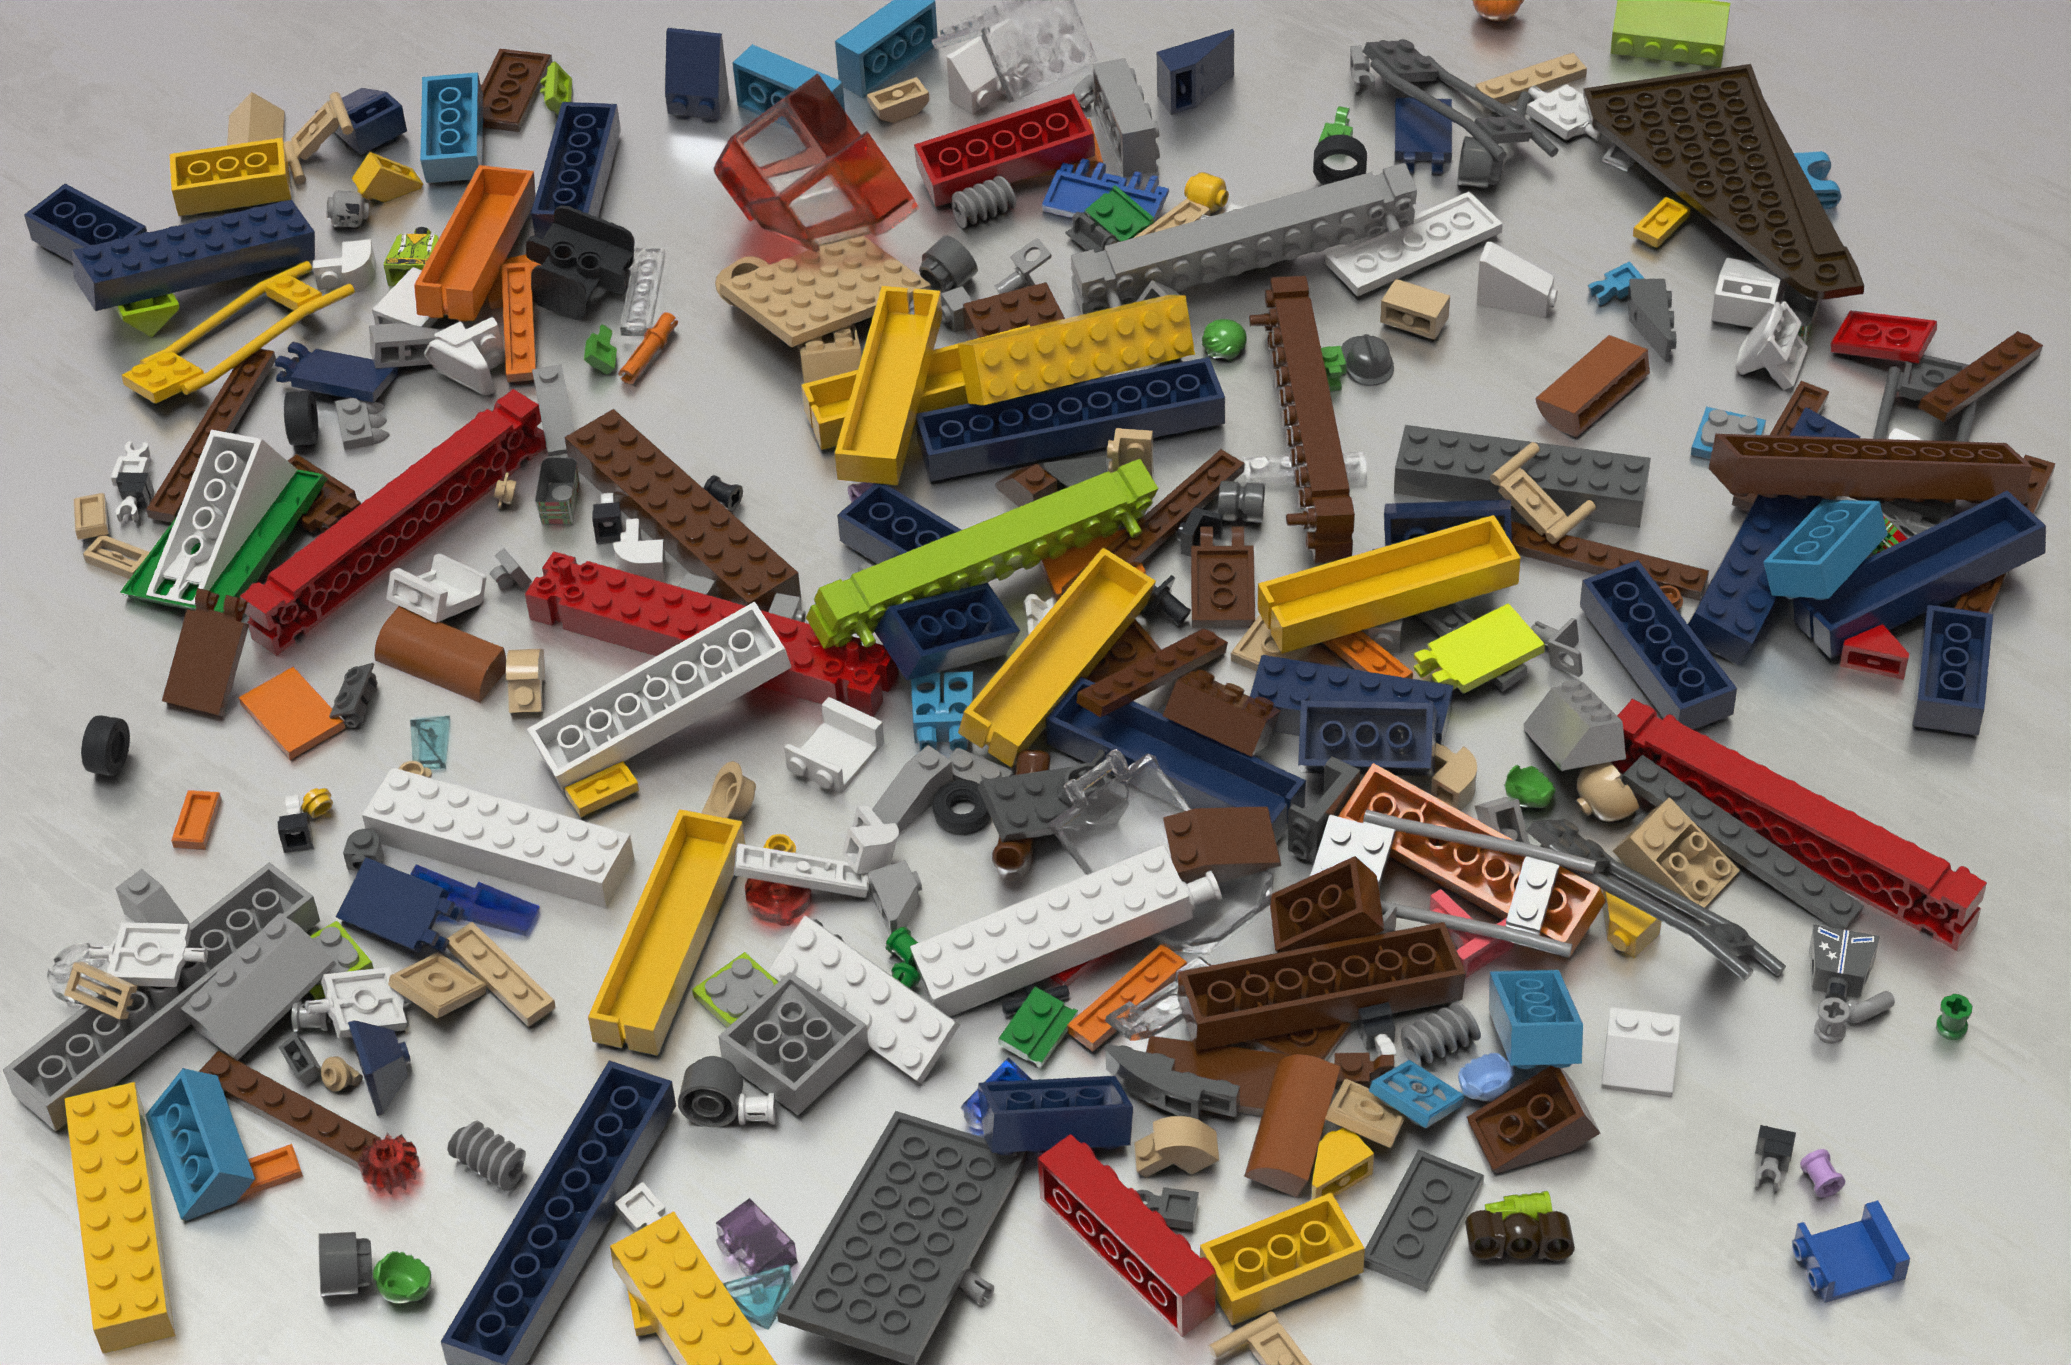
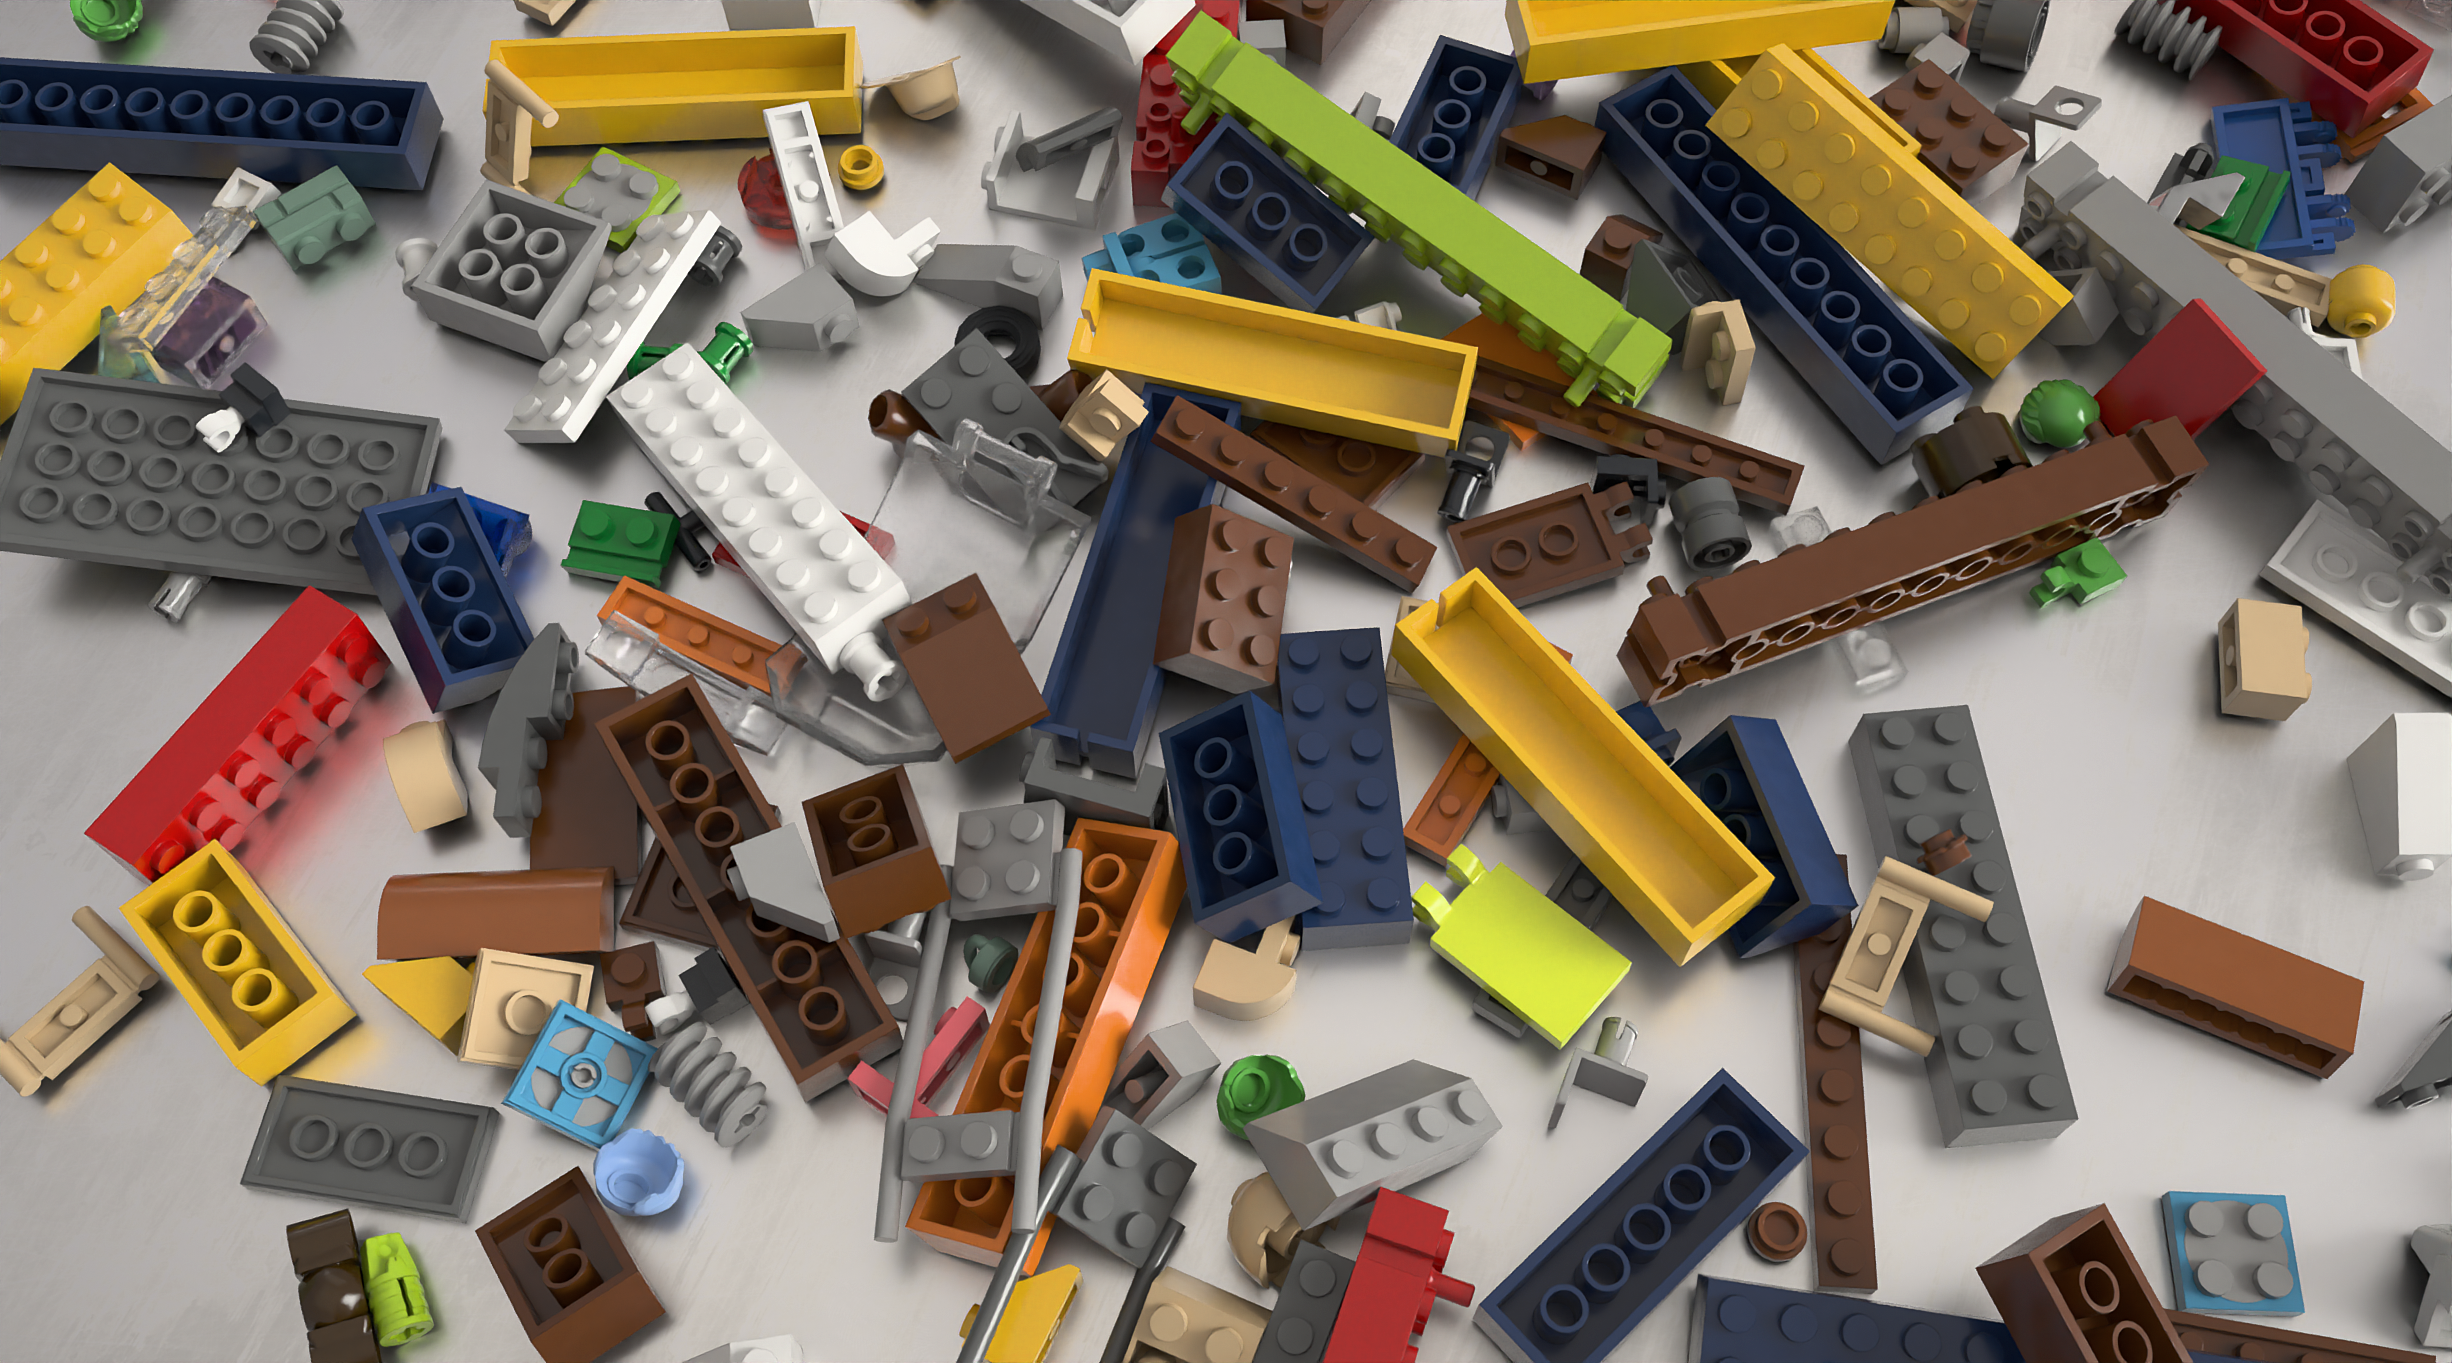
camera: 70 degrees right, 15 degrees up
(678, 1015) = (508, 126): none -> tan plate
(681, 1165) = (315, 218): none -> sand green brick
(710, 1092) = (424, 203): dark grey piece -> none
(723, 1232) = (174, 289): none -> clear plate
(827, 718) = (1069, 139): none -> dark grey slope
(862, 1192) = (249, 402): none -> black piece
(945, 492) = (1553, 153): none -> reddish brown slope
(975, 768) = (1056, 342): light grey plate -> none
(1074, 735) = (1103, 415): none -> tan brick
(1122, 223) = (2198, 201): none -> flat silver slope
(1175, 1205) = (334, 799): dark grey plate -> none
(1240, 274) = (2185, 371): none -> red tile
(1251, 378) = (1969, 450): none -> dark brown brick
(1345, 941) = (782, 882): none -> light grey slope
(1368, 359) = (2125, 627): dark grey piece -> none
(1406, 890) = (992, 964): none -> sand green tile
(1496, 453) = (1943, 852): none -> reddish brown plate
(1535, 1018) = (718, 1214): dark azure brick -> none

